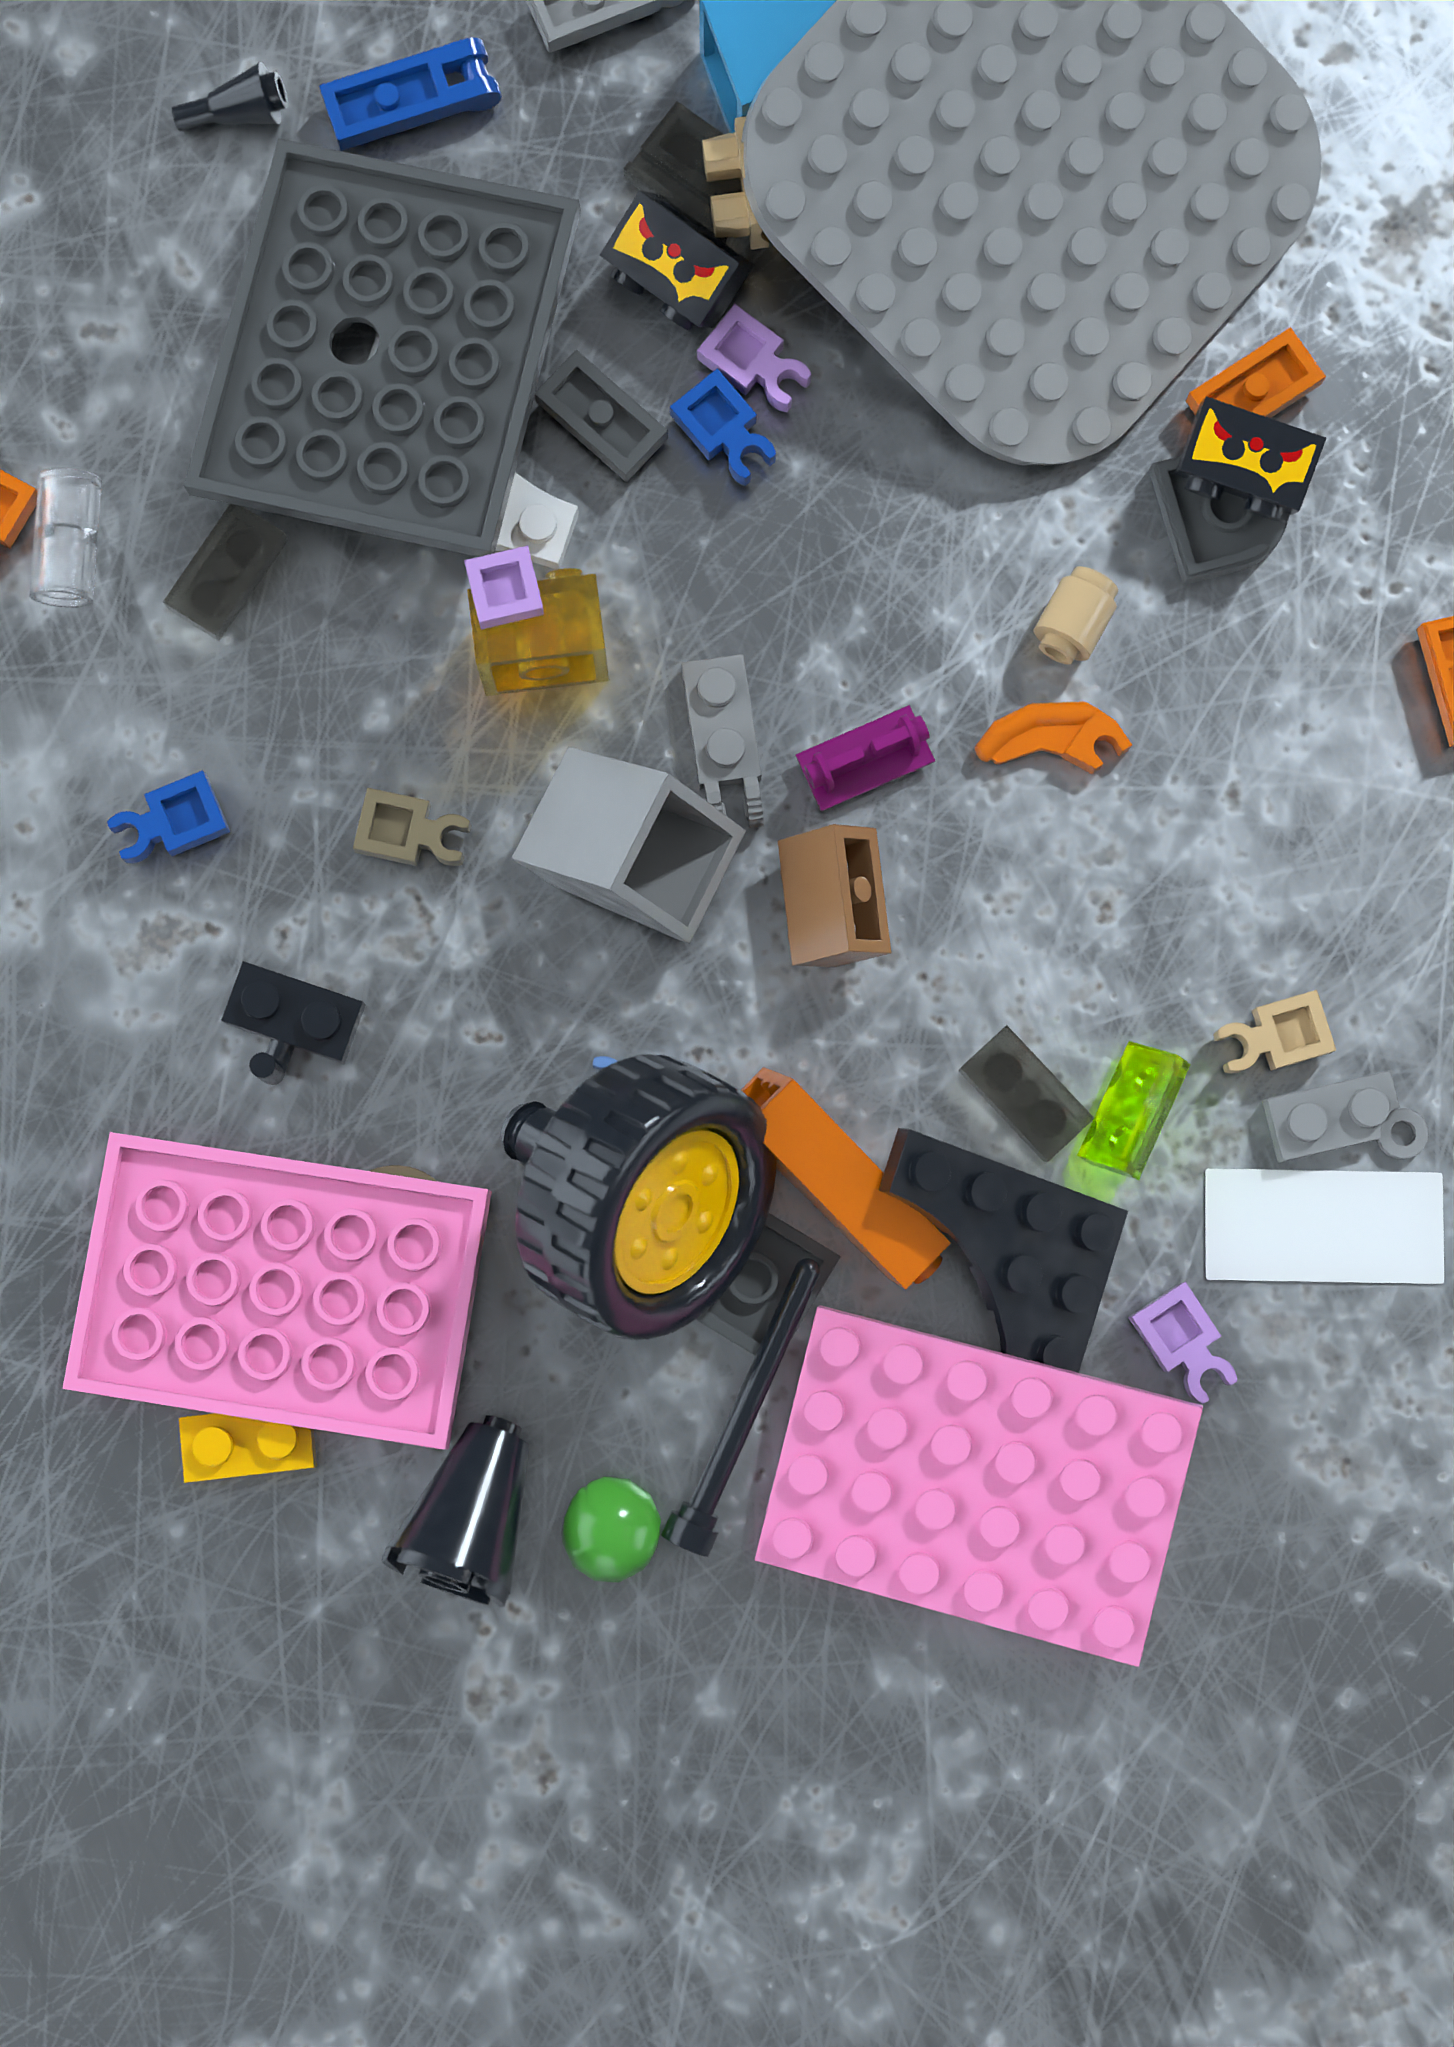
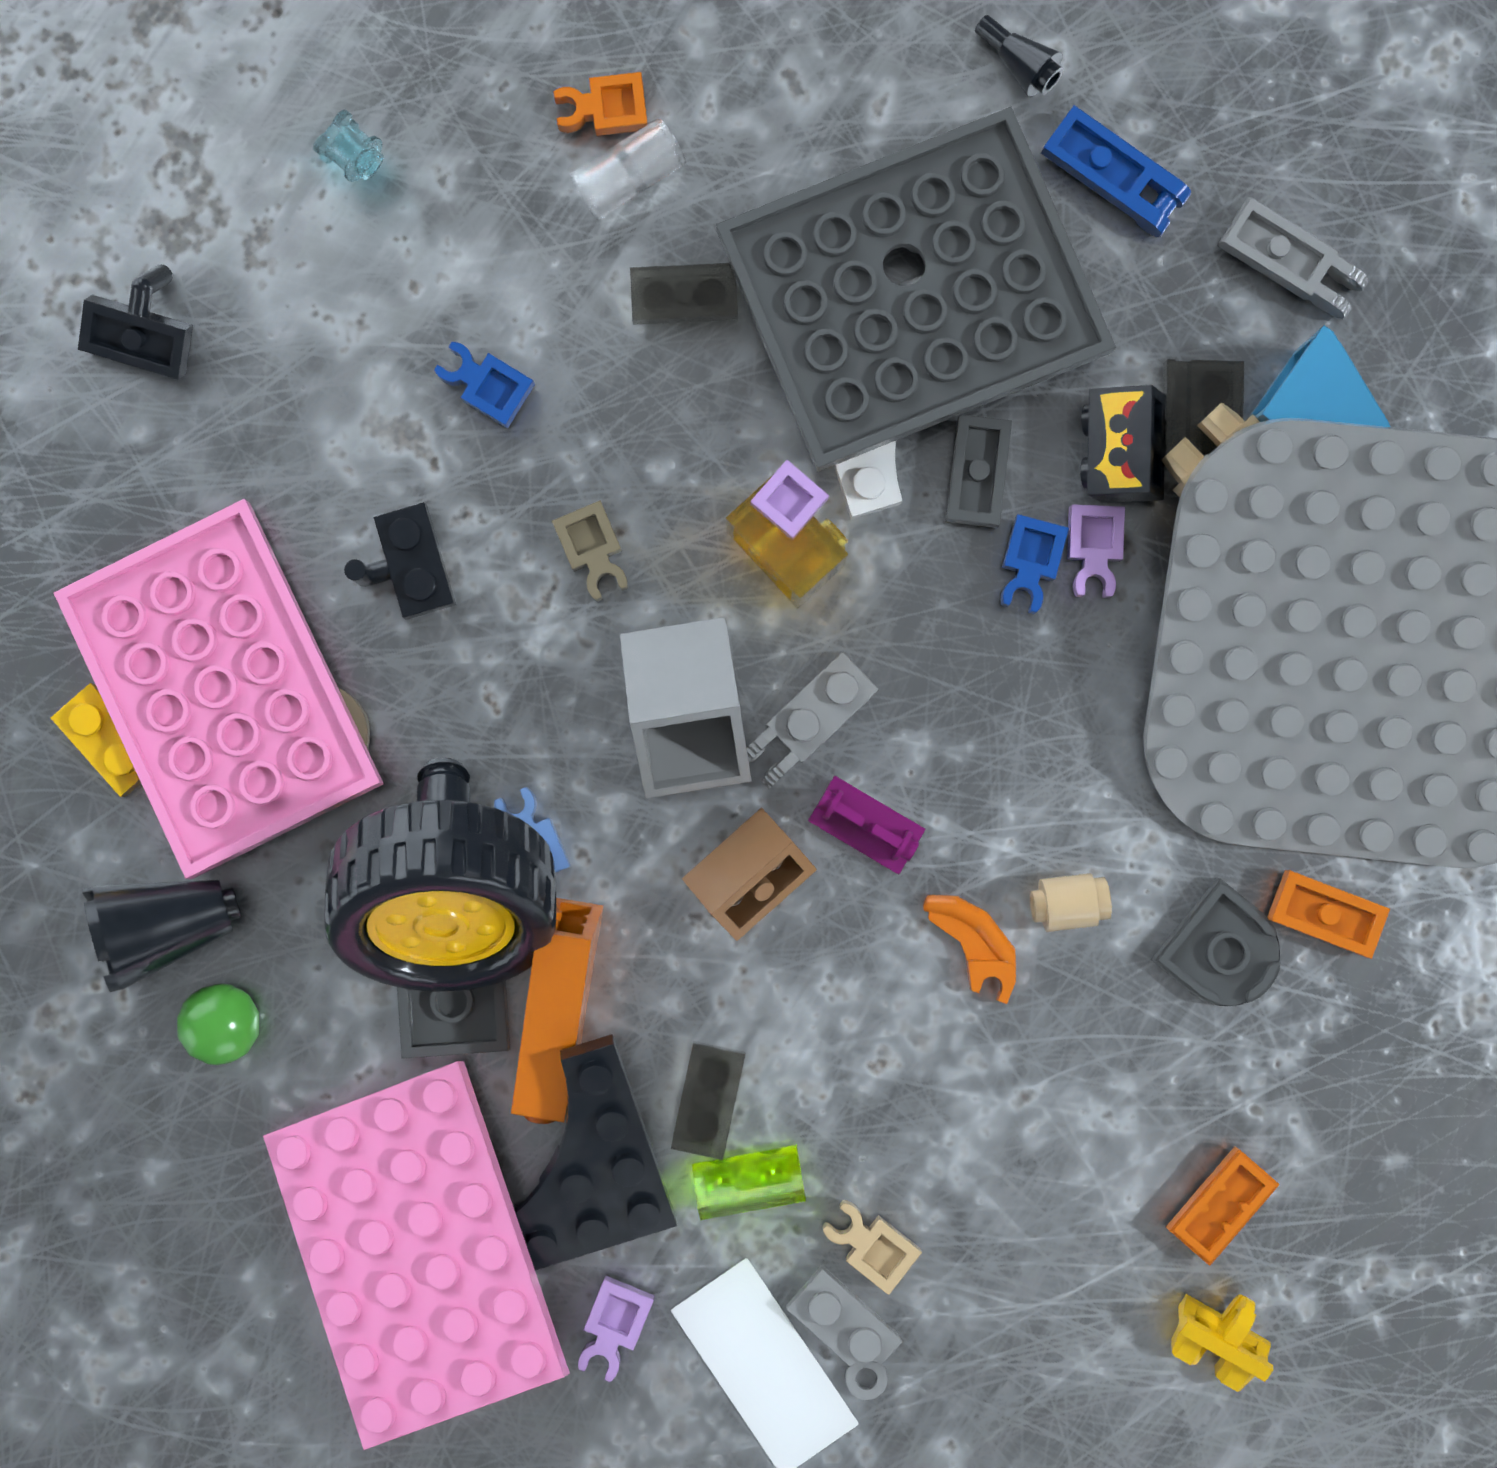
camera: 60 degrees right, 5 degrees up
(694, 1522) = (257, 1078): black piece -> none
(1249, 458) = (1267, 948): brick -> none

